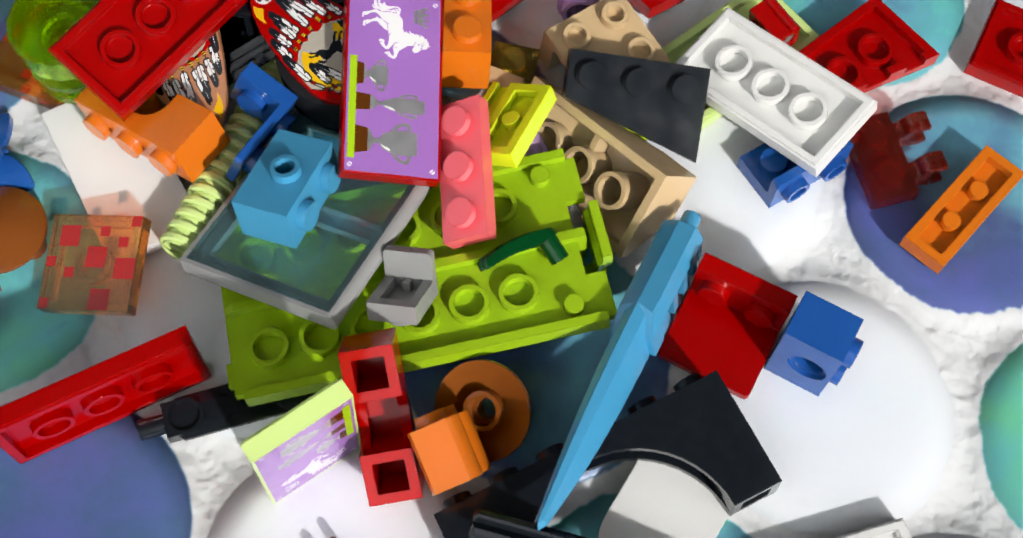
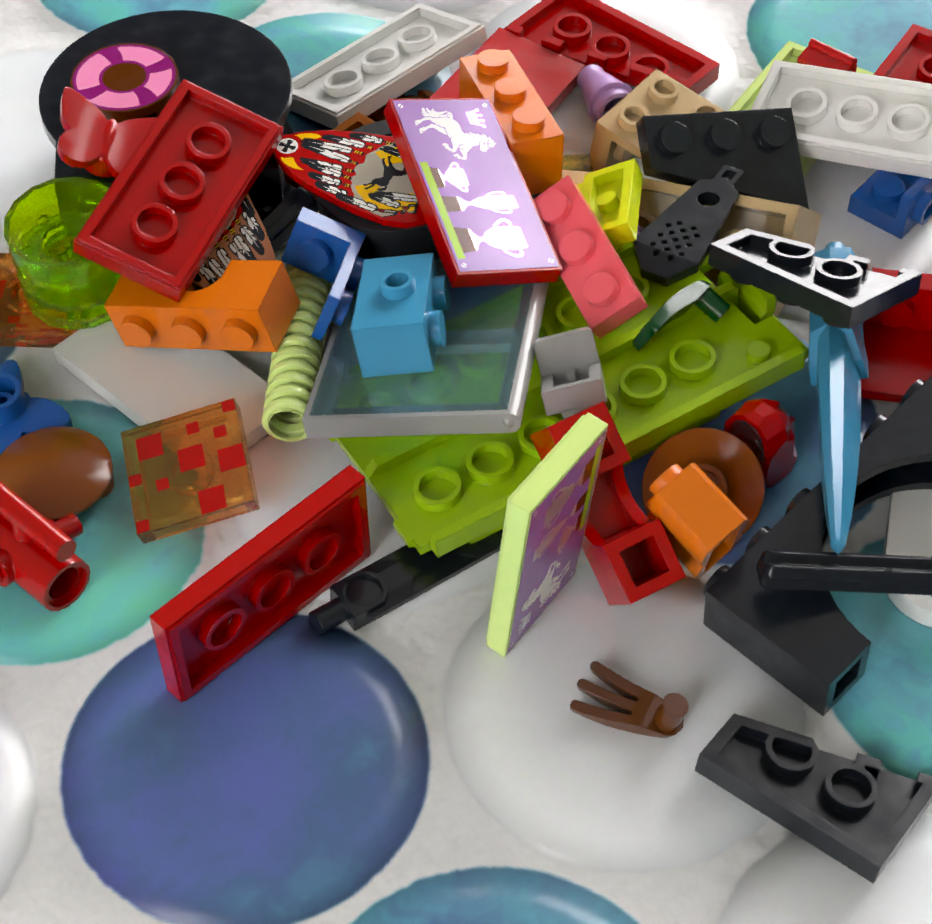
camera: 15 degrees left, 15 degrees down
(551, 381) = (769, 435): none -> red rock
(569, 161) = (682, 235): none -> black piece
(638, 260) = (832, 288): none -> black wing

